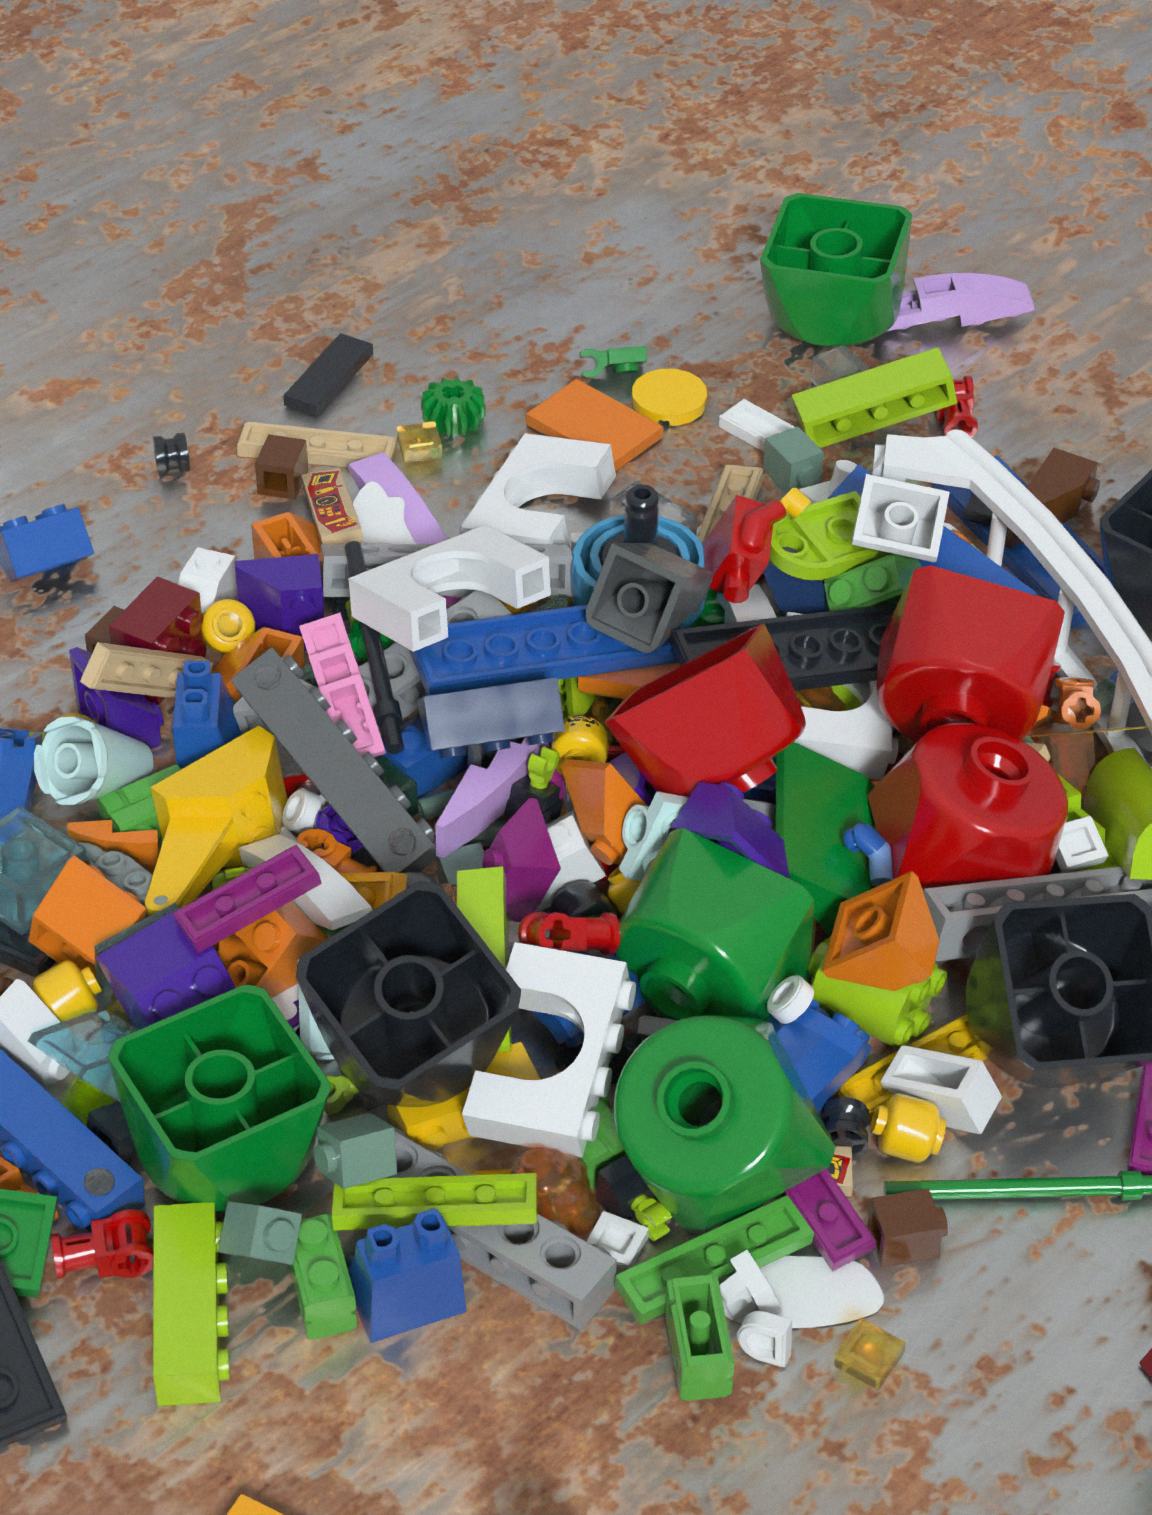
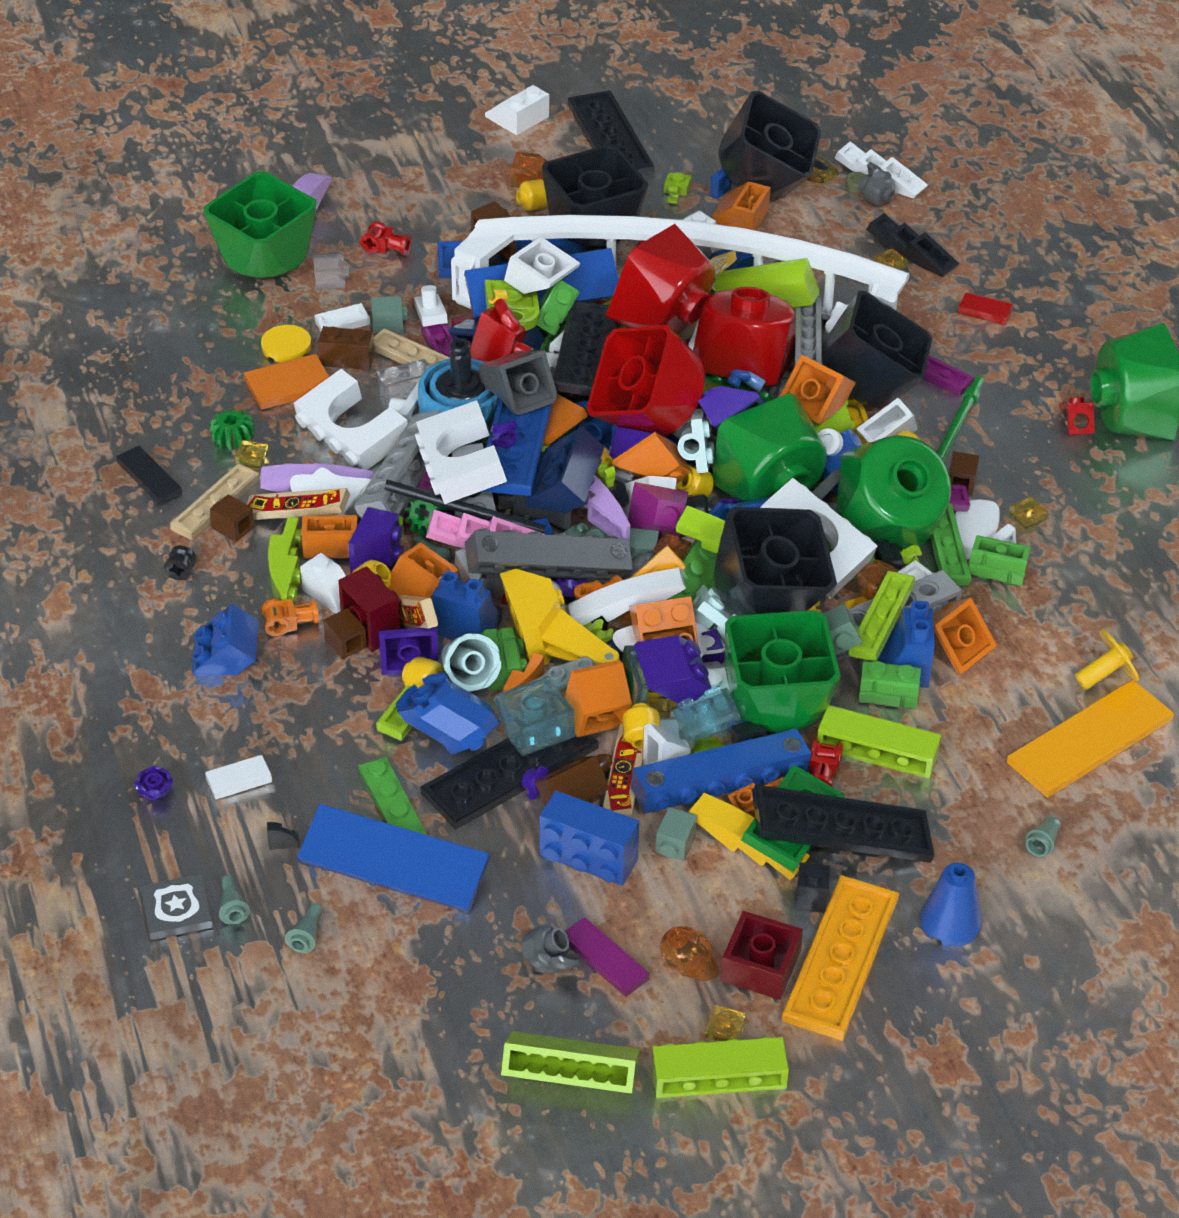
camera: 65 degrees left, 0 degrees up
(121, 576) = (287, 615): none -> orange connector
(221, 532) = (284, 561): none -> lime slope
(247, 898) = (657, 606): magenta tile -> none
(260, 1233) = (867, 687): sand green brick -> none
(488, 1338) = (962, 633): none -> orange slope
(513, 617) = (504, 434): none -> dark purple plate
(571, 932) = (745, 495): red connector -> none
(623, 359) = (241, 349): plate -> none
(687, 446) = (346, 348): none -> reddish brown brick
(748, 1289) = (969, 531): white tile -> none
(875, 398) = (368, 261): lime brick -> none

